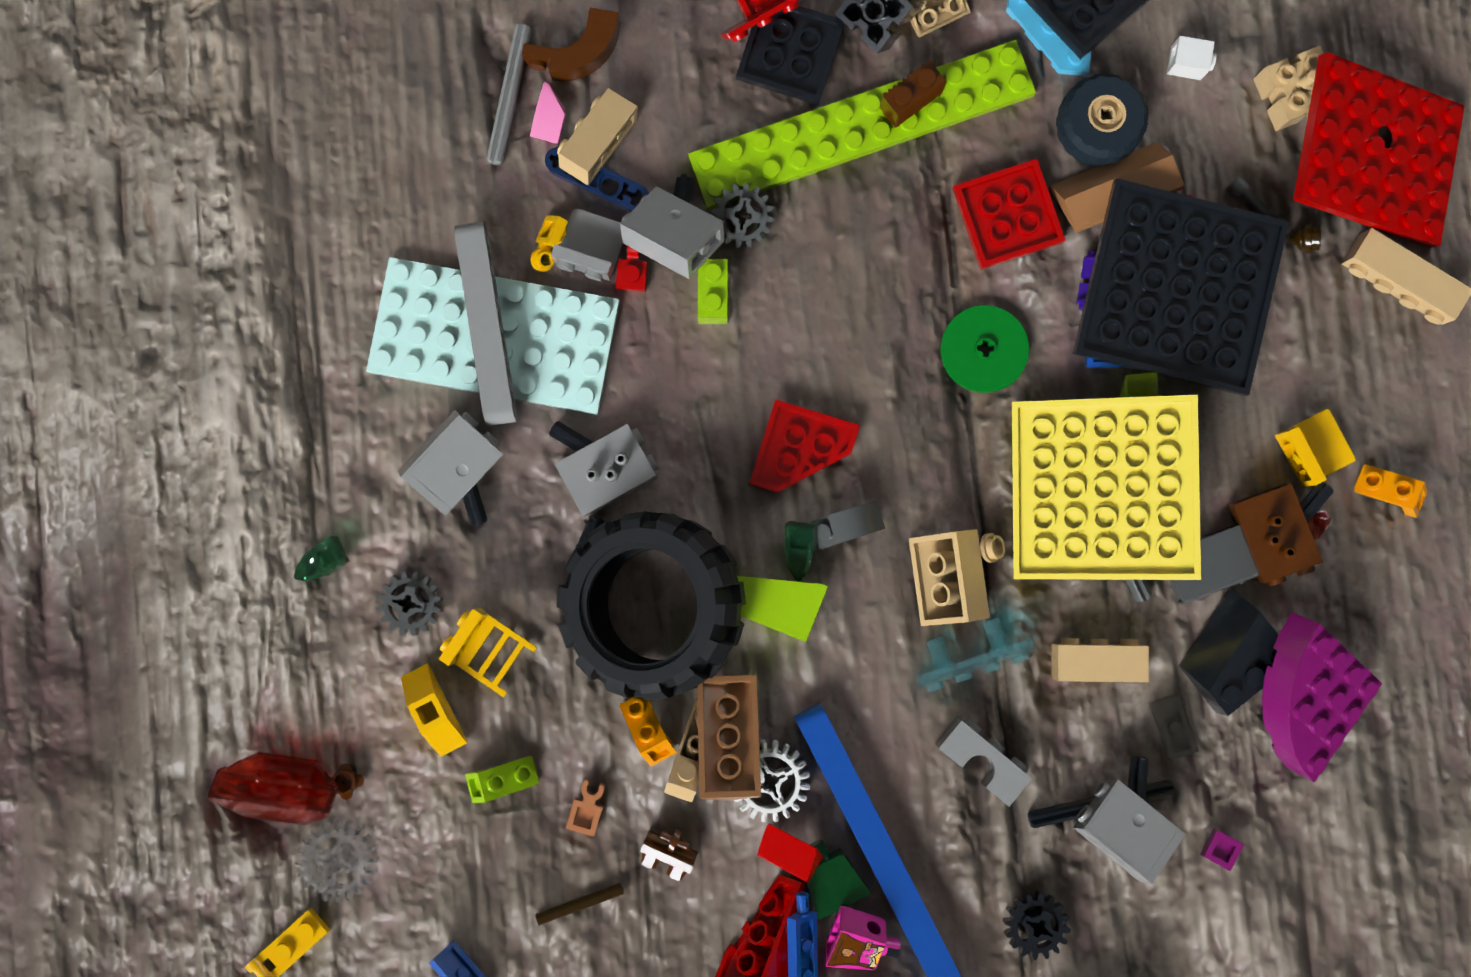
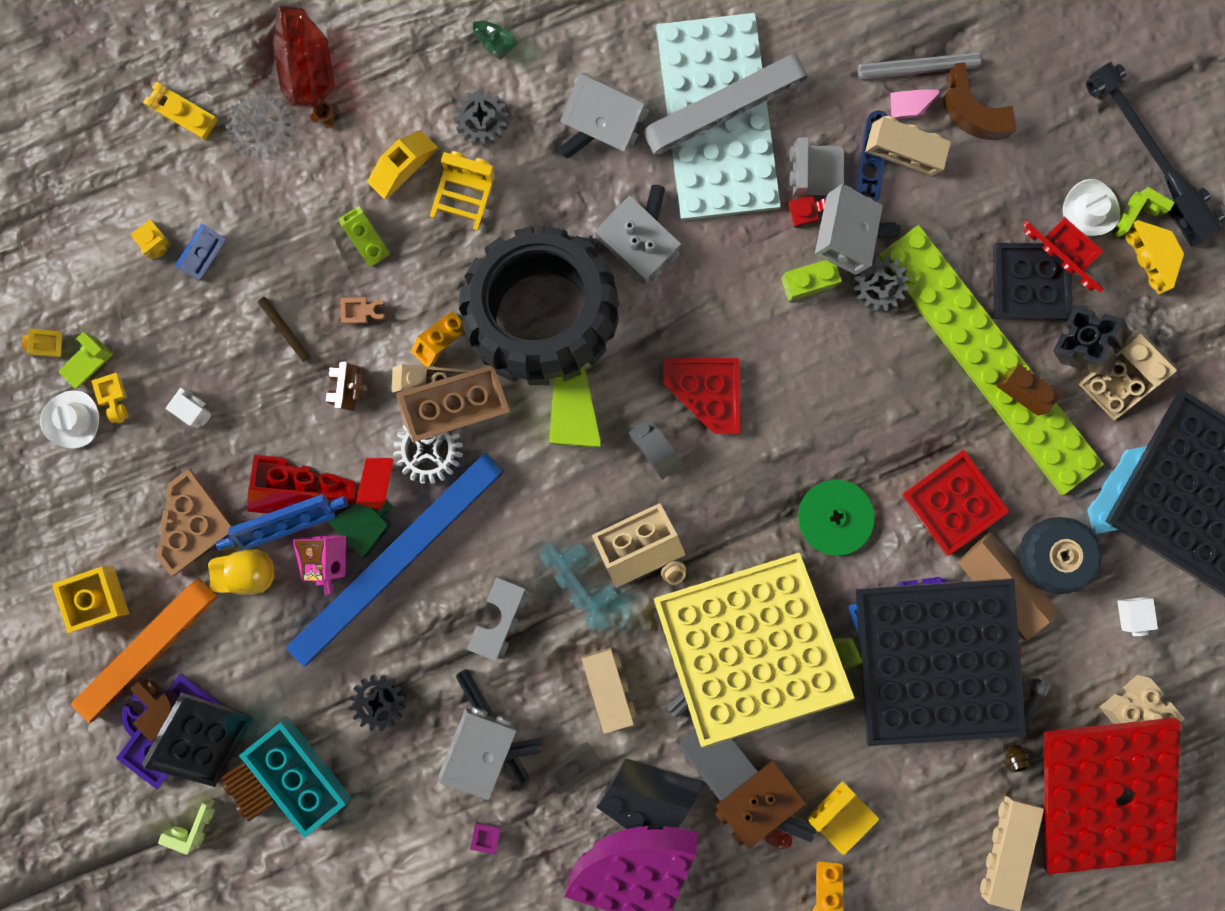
camera: 65 degrees right, 0 degrees up
(551, 233) = (816, 135): yellow plate -> none
(800, 547) = (624, 415): clear green plate -> none

